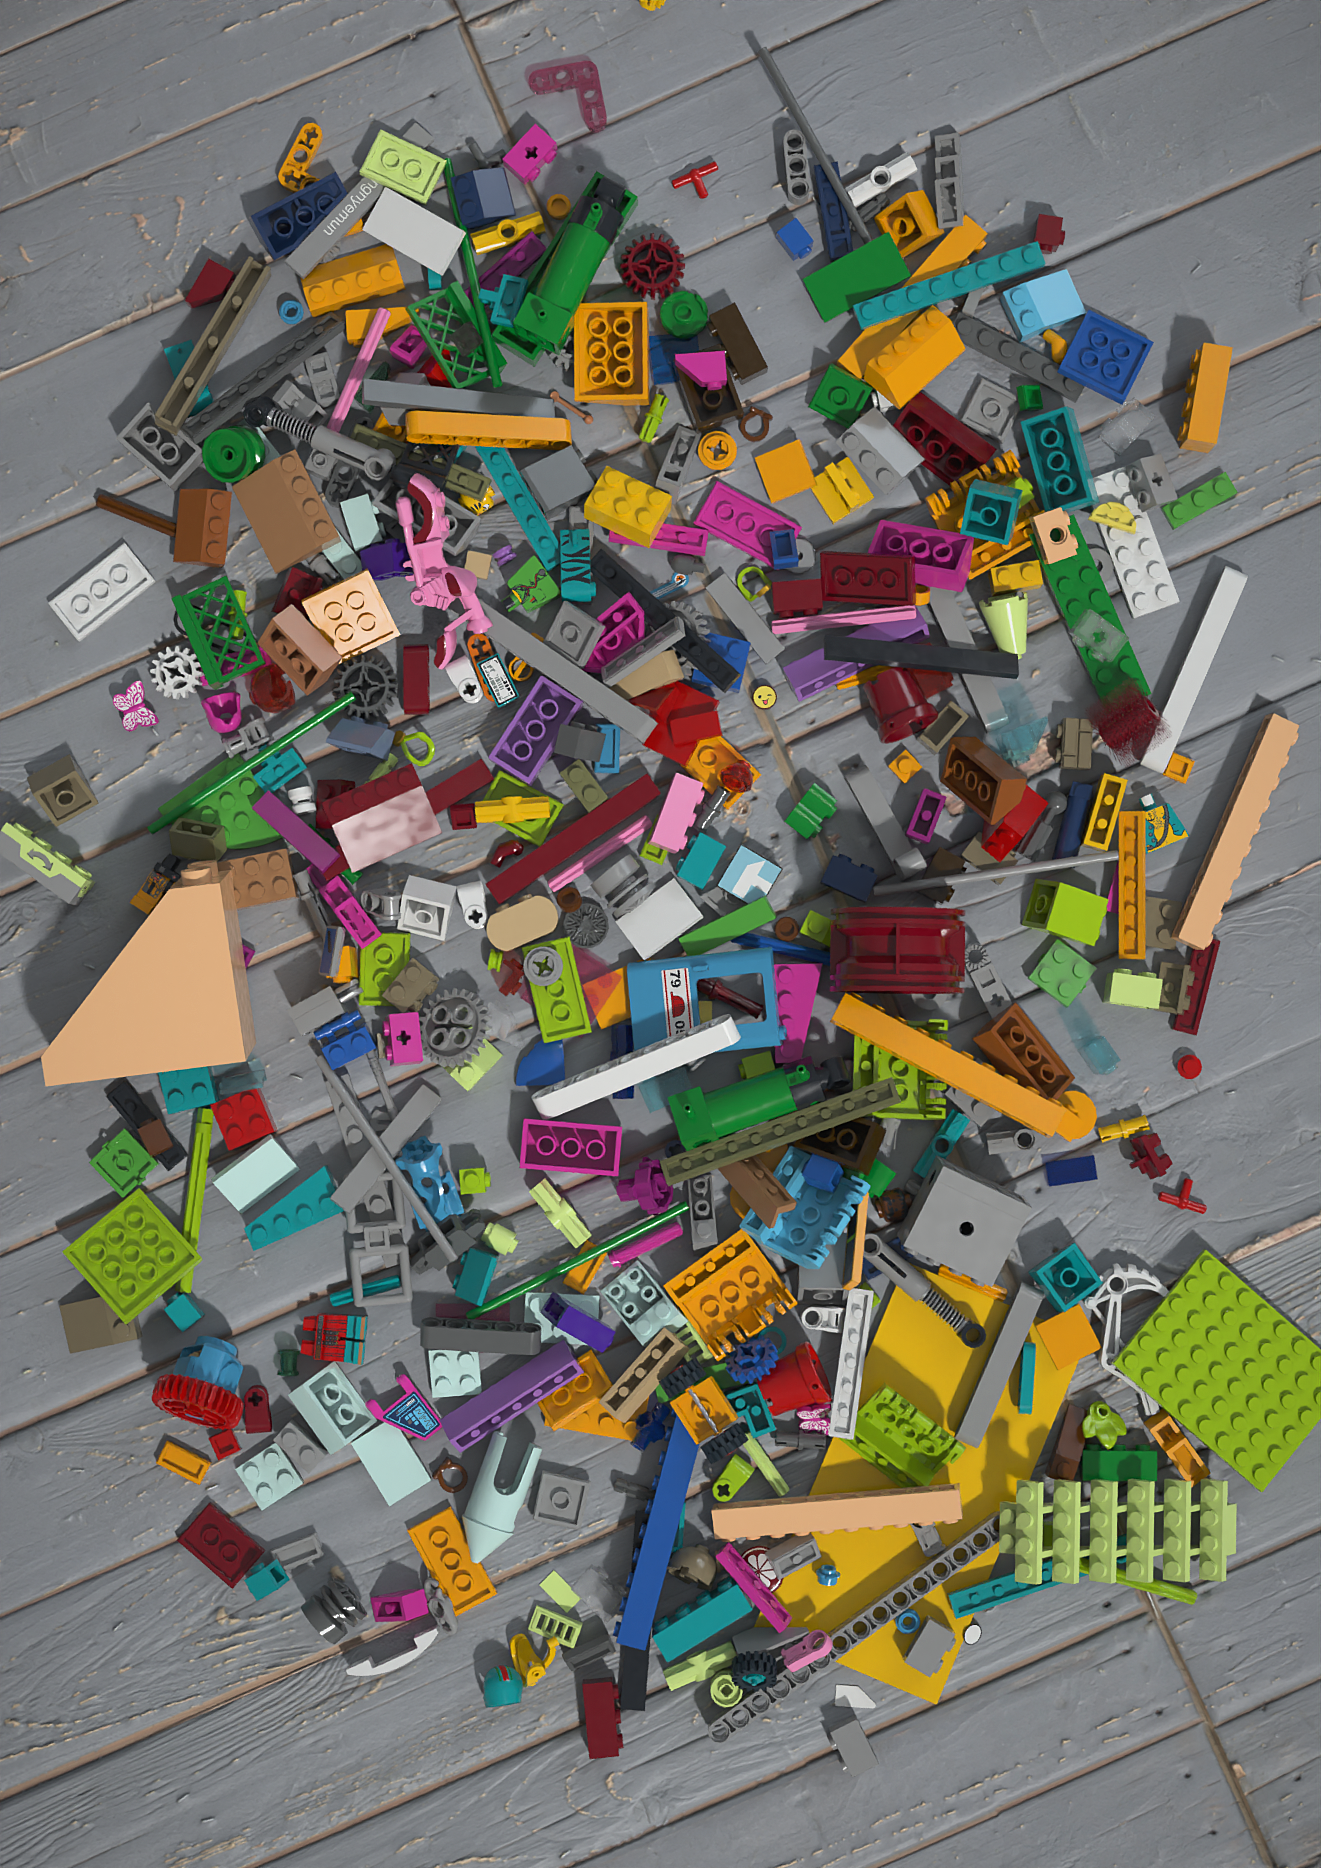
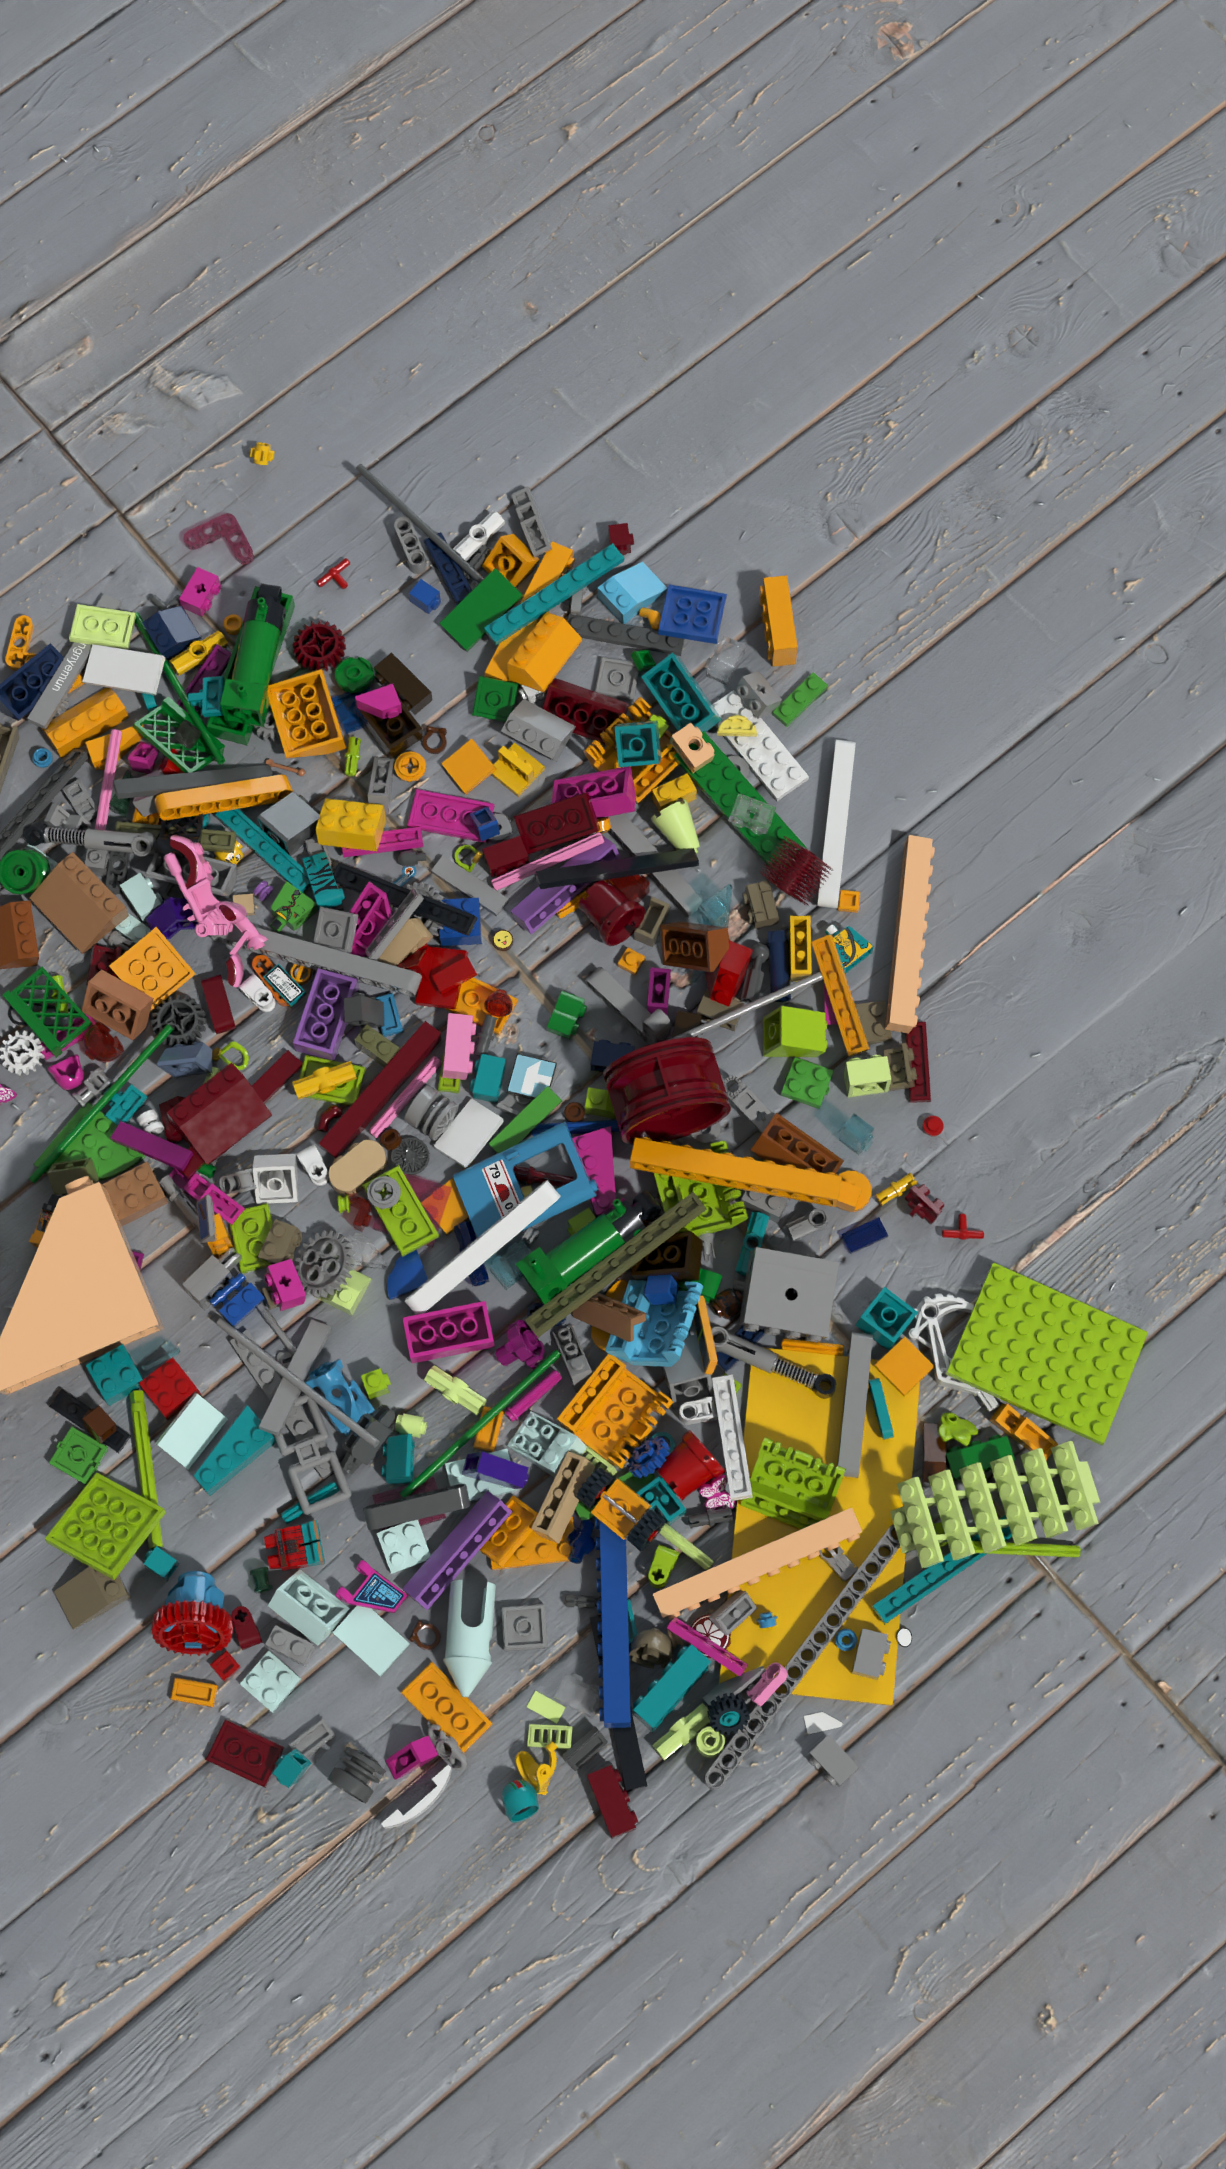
camera: 20 degrees left, 15 degrees down
(463, 816) = (286, 1098): dark red tile -> none

